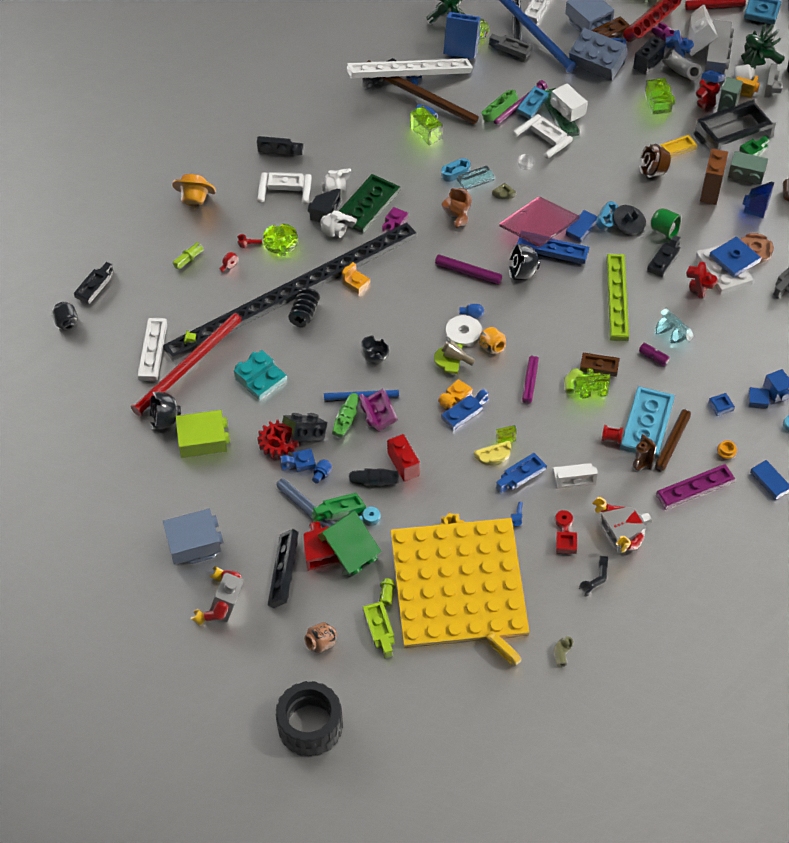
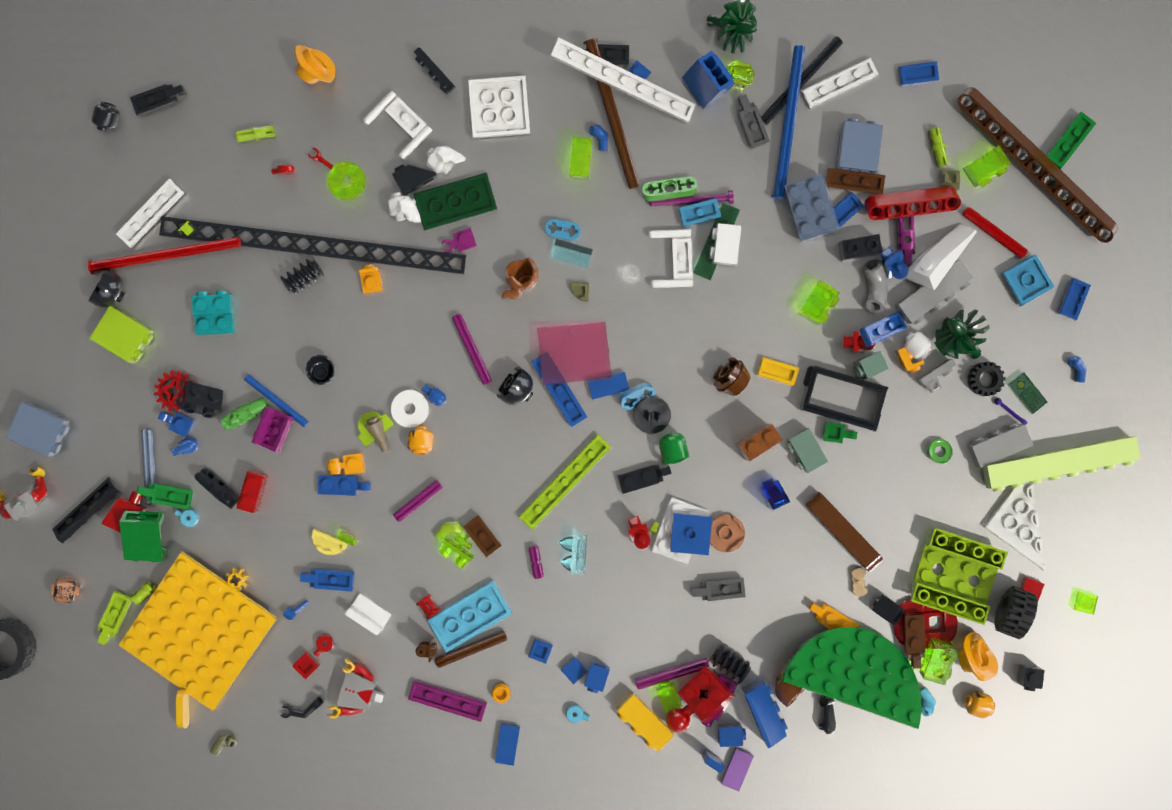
camera: 40 degrees right, 35 degrees up
(343, 137) = (499, 107): none -> white plate

